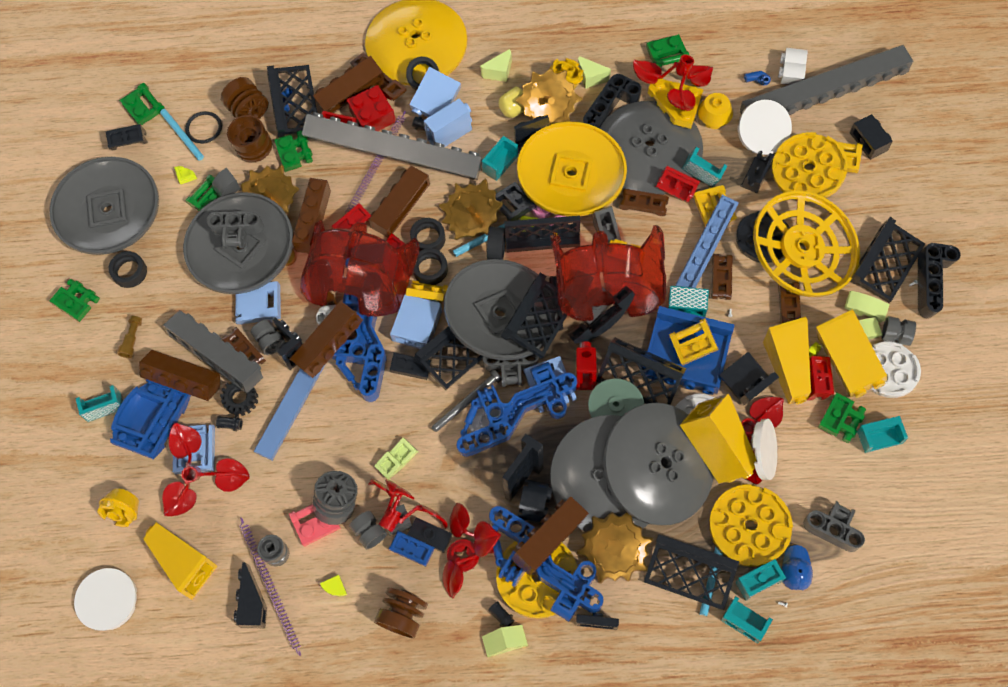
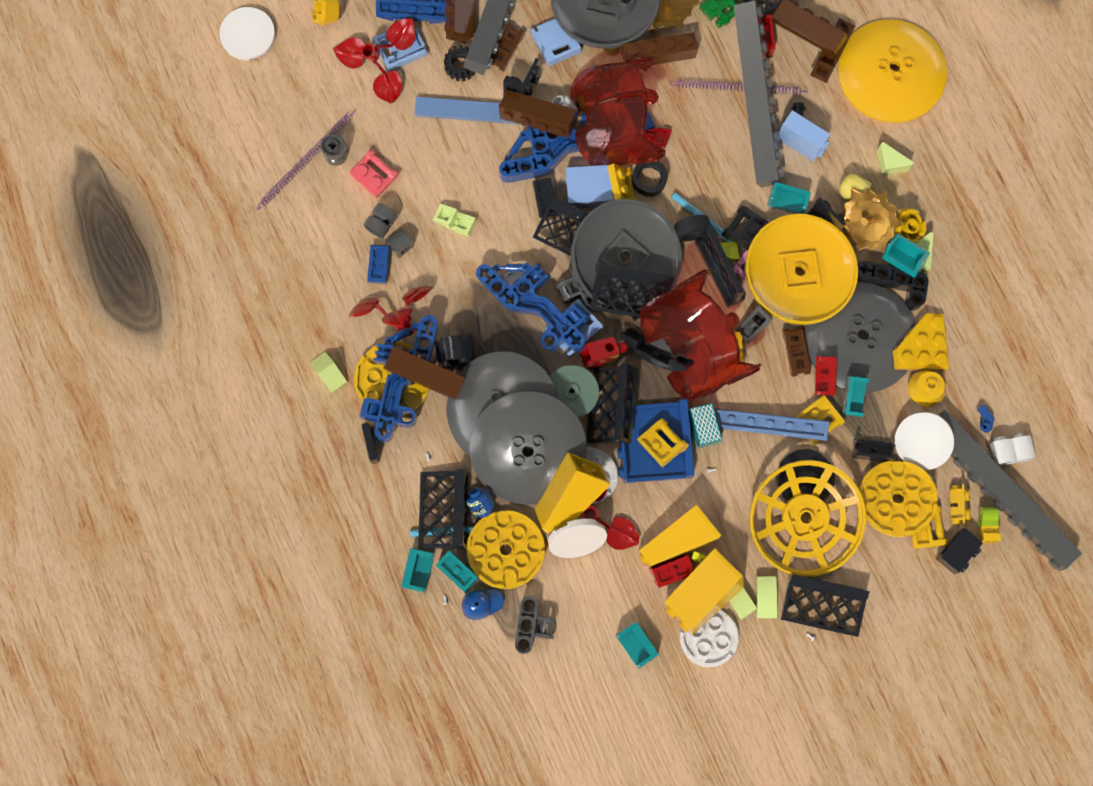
camera: 60 degrees right, 10 degrees up
(180, 561) = (297, 78): yellow slope -> none
(229, 423) = (434, 66): black pin -> none
(251, 605) = (285, 150): black slope -> none
(267, 336) = (522, 63): dark grey wheel -> none
(334, 497) = (388, 187): dark grey wheel -> none
(334, 586) = (323, 213): neon yellow tile -> none
(355, 215) = (666, 88): red hinge -> none
(372, 109) = (792, 59): red brick -> none
(392, 516) = (411, 223): red plant -> none
(399, 201) = (706, 124): reddish brown brick -> none
(401, 611) = (317, 275): reddish brown wheel -> none
(416, 61) = (838, 88): black tyre -> none
(425, 223) = (684, 150): black tyre -> none
(430, 534) = (396, 275): black plate -> none
(434, 93) = (831, 110): light blue brick -> none
(460, 546) = (394, 302): red gear -> none
(471, 210) = (722, 192): pearl gold piece -> none
(495, 377) = (530, 260): dark grey bar -> none
(501, 615) = (348, 360): black pin -> none
(527, 461) = (477, 326): black fence -> none
(593, 81) = (906, 255): none -> teal panel
(615, 547) = (440, 436): pearl gold piece -> none
(666, 47) = (984, 316): green plate -> none
(682, 99) = (920, 346): red plant -> none
(696, 531) = (480, 502): none -> blue head
(722, 276) = (745, 450): reddish brown plate -> none
(747, 378) = (646, 504): black bracket -> none
(789, 303) = (739, 523): reddish brown plate -> none
(836, 123) = (961, 512): none -> yellow hinge
(836, 415) = (643, 598): green plate -> none
(853, 107) = (988, 525): none -> leg
(896, 330) = (749, 633): dark grey wheel -> none
(932, 301) = (816, 653): black beam -> none

